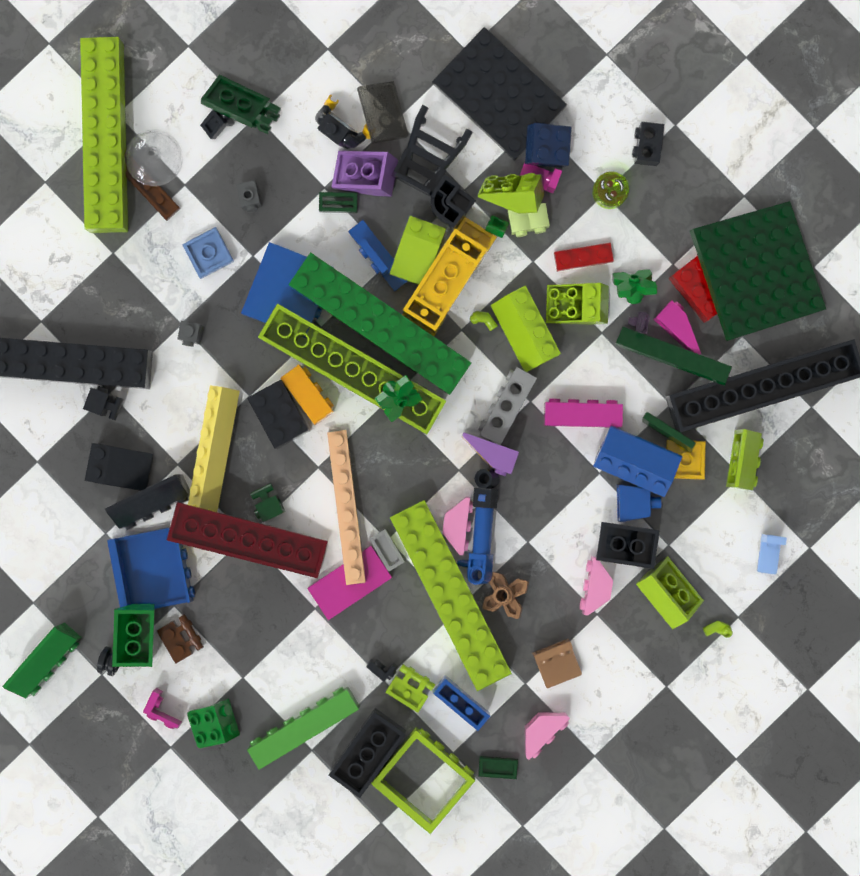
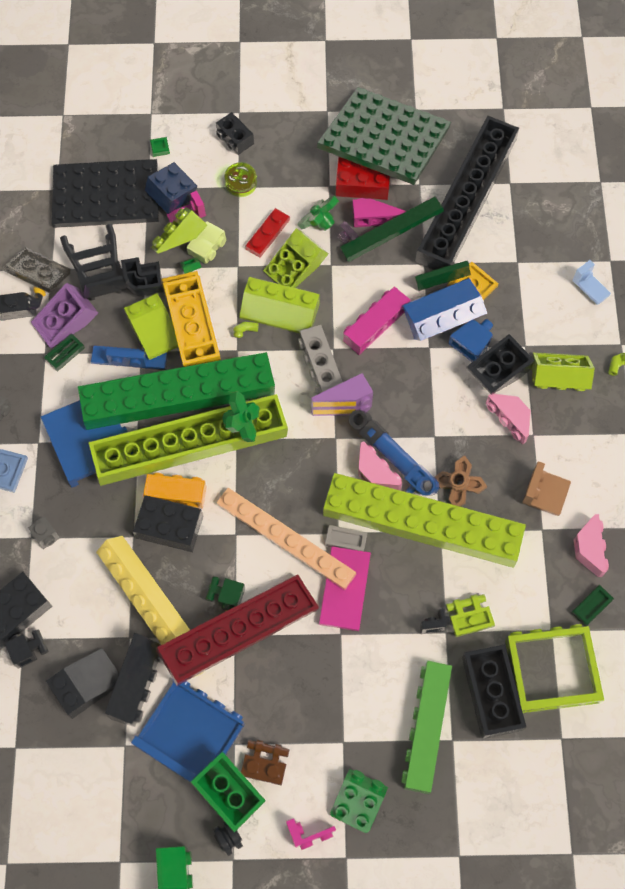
camera: 50 degrees left, 20 degrees down
(461, 703) = (516, 583): blue brick -> none
(581, 93) = (160, 146): none -> green tile
(744, 459) = (507, 246): lime slope -> none

